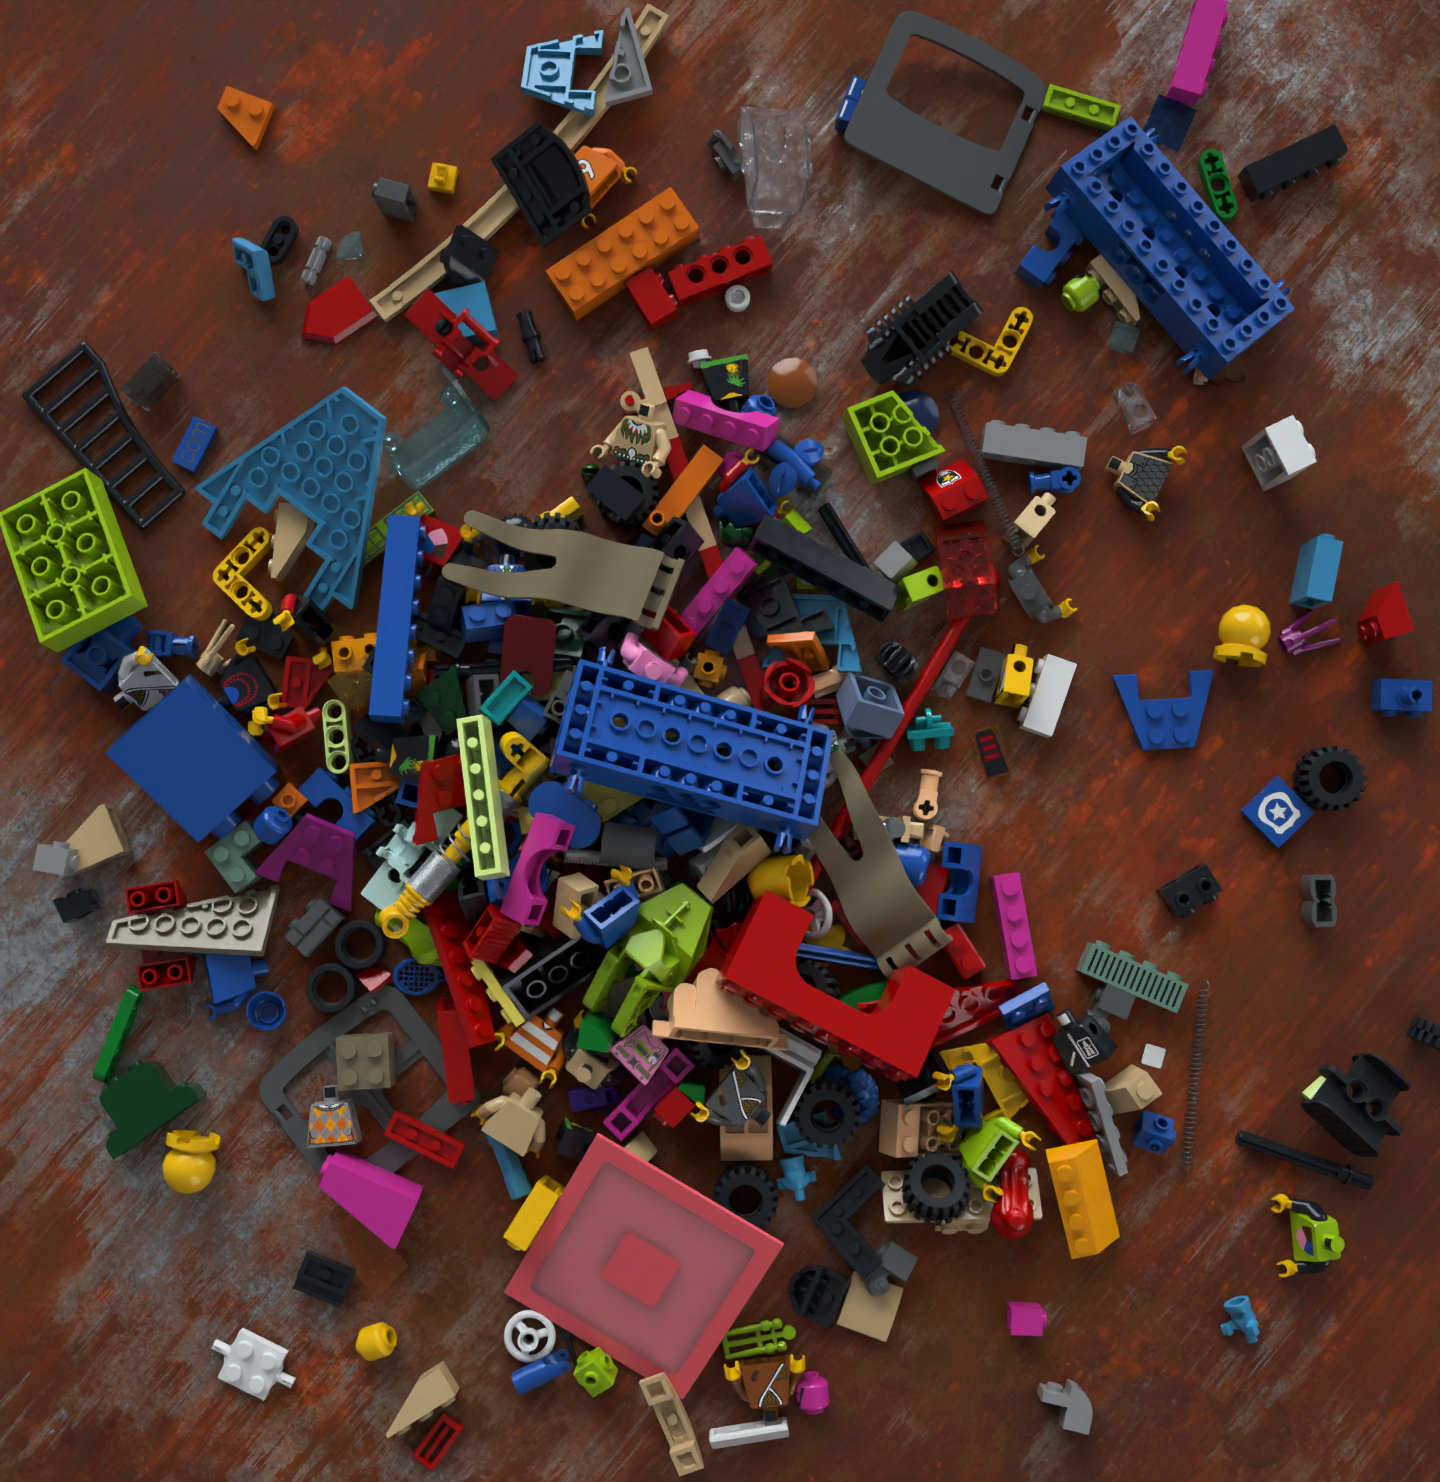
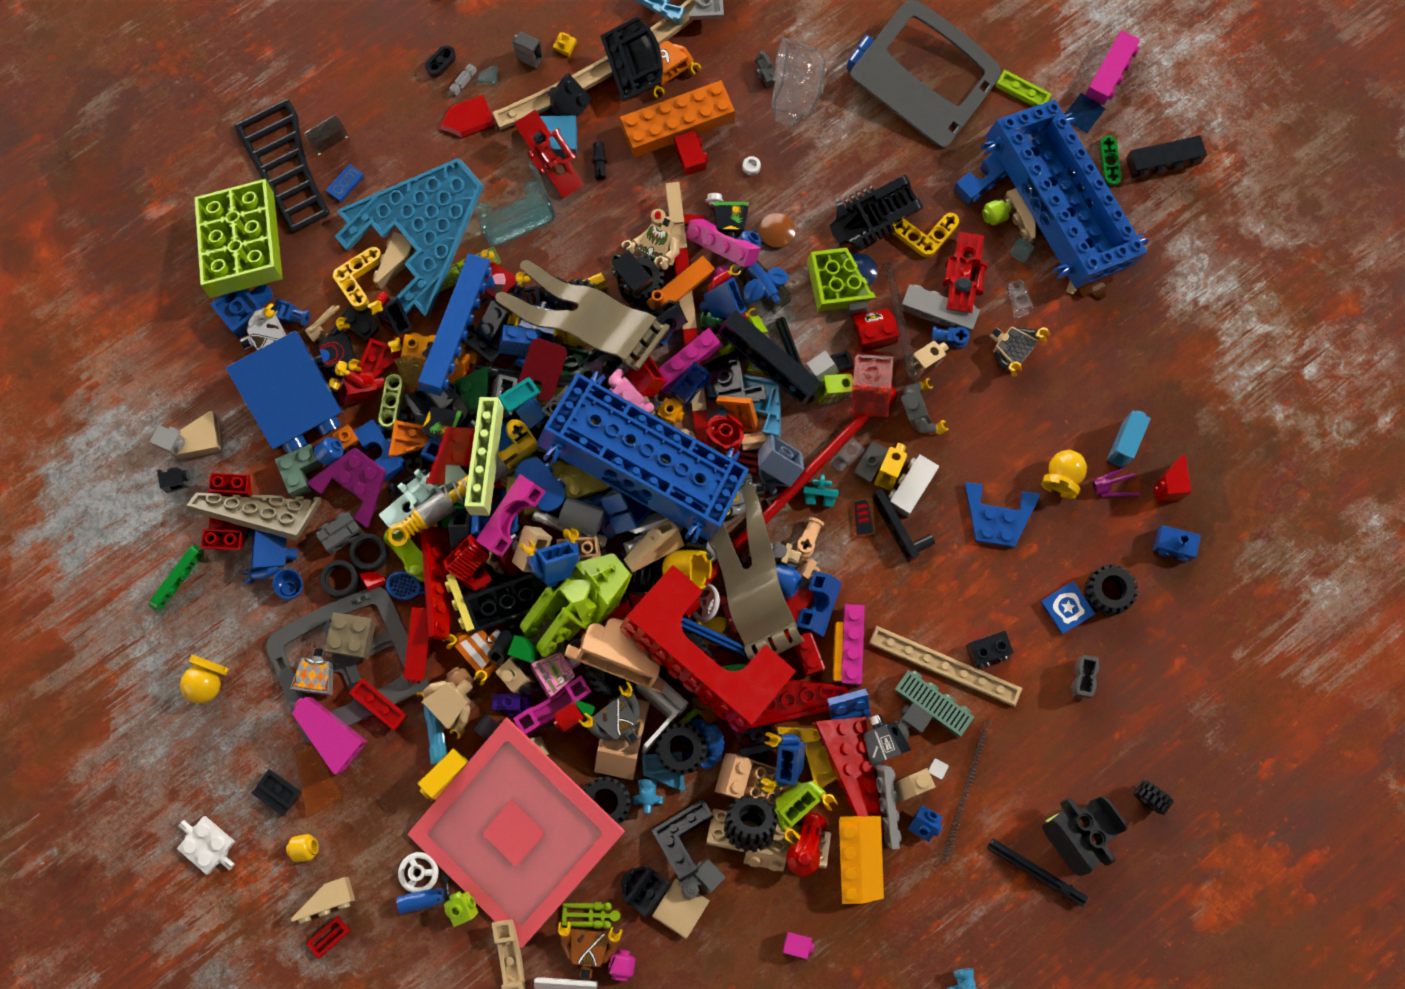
camera: 10 degrees right, 10 degrees down
(144, 1103) = (180, 632): dark green brick -> none
(258, 267) = (421, 74): dark azure brick -> none
(566, 1027) = (503, 642): none -> black wheel
(712, 283) = (735, 151): red brick -> none
(896, 661) = (807, 436): black gear -> none
(996, 938) = (838, 652): none -> light orange tile
(1047, 385) = (958, 273): none -> red piece
(1059, 781) = (908, 548): none -> black piece
(1135, 923) = (945, 666): none -> tan tile
(1279, 452) = (1116, 348): white brick -> none
(1313, 1236) = (1032, 931): torso -> none

